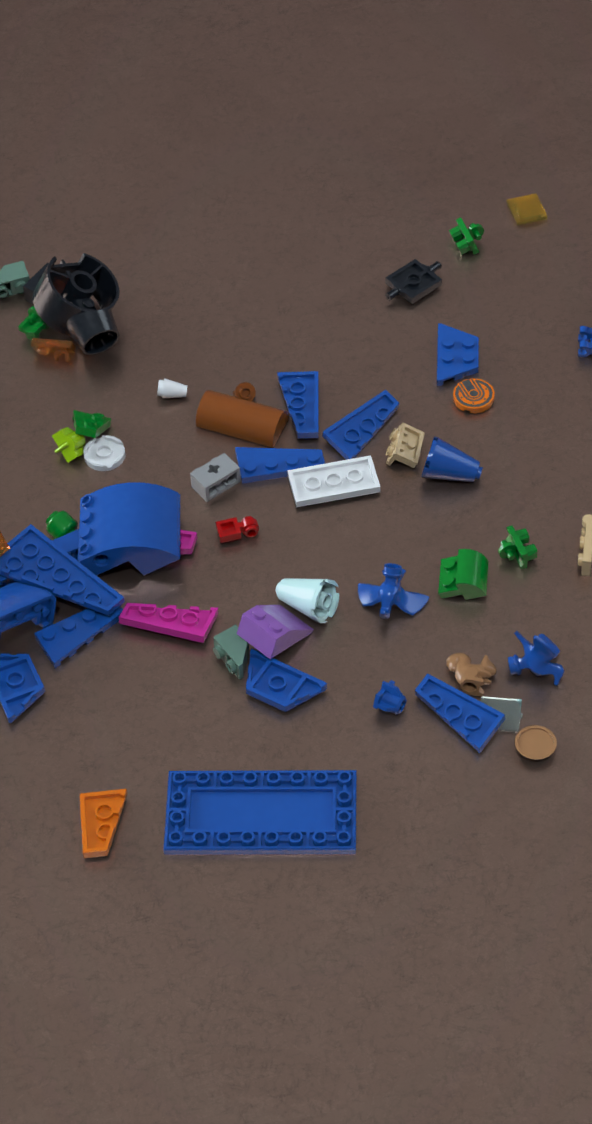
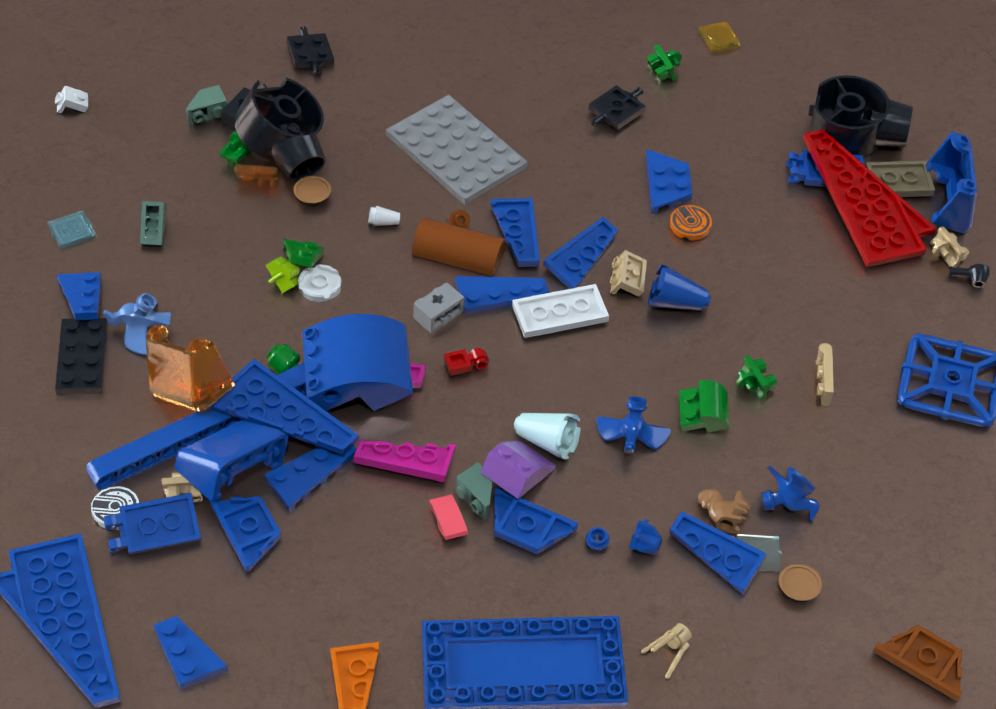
camera: 10 degrees left, 0 degrees up
(105, 362) = (312, 189): none -> medium nougat piece
(116, 226) = (310, 51): none -> black plate
(204, 675) = (448, 517): none -> coral slope
(250, 323) = (456, 149): none -> light grey plate
(344, 693) = (600, 534): none -> blue plate
(408, 792) = (675, 638): none -> tan plant

